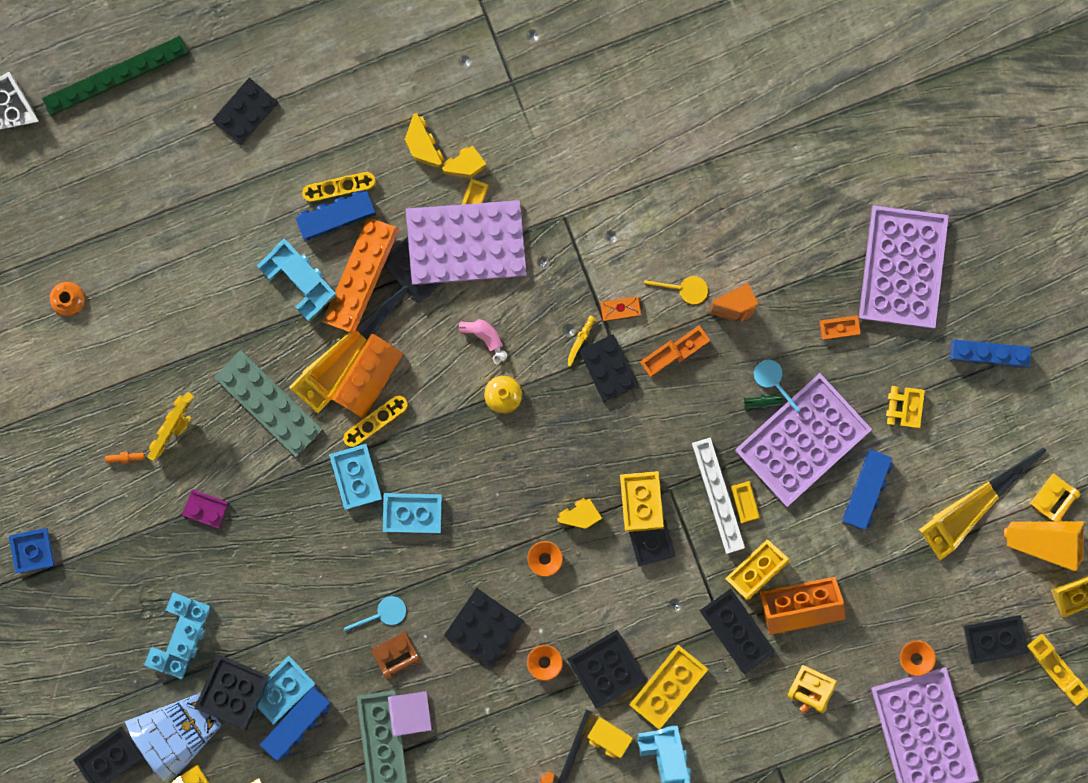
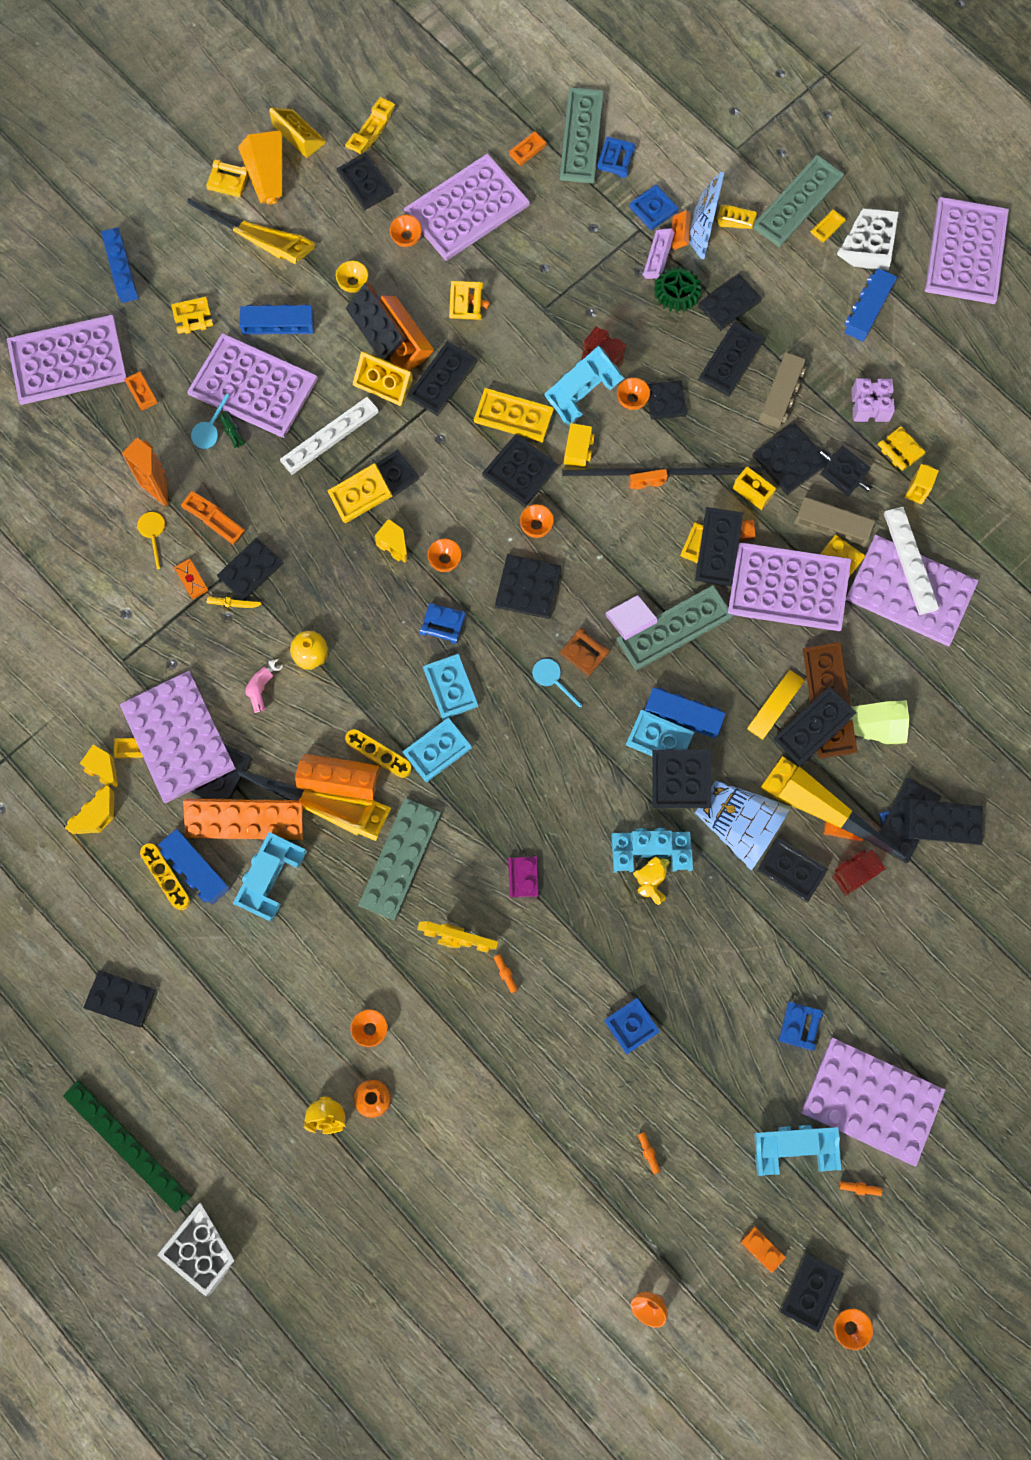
camera: 115 degrees left, 10 degrees down
(67, 252) = (325, 1116): none -> yellow cylinder
(118, 311) = (359, 1023): none -> orange piece
(156, 625) = (650, 877): none -> yellow animal
(484, 534) = (445, 618): none -> blue plate
(745, 502) = (326, 413): yellow tile -> none
(822, 587) = (375, 322): none -> black plate
(896, 583) = (350, 270): none -> yellow piece

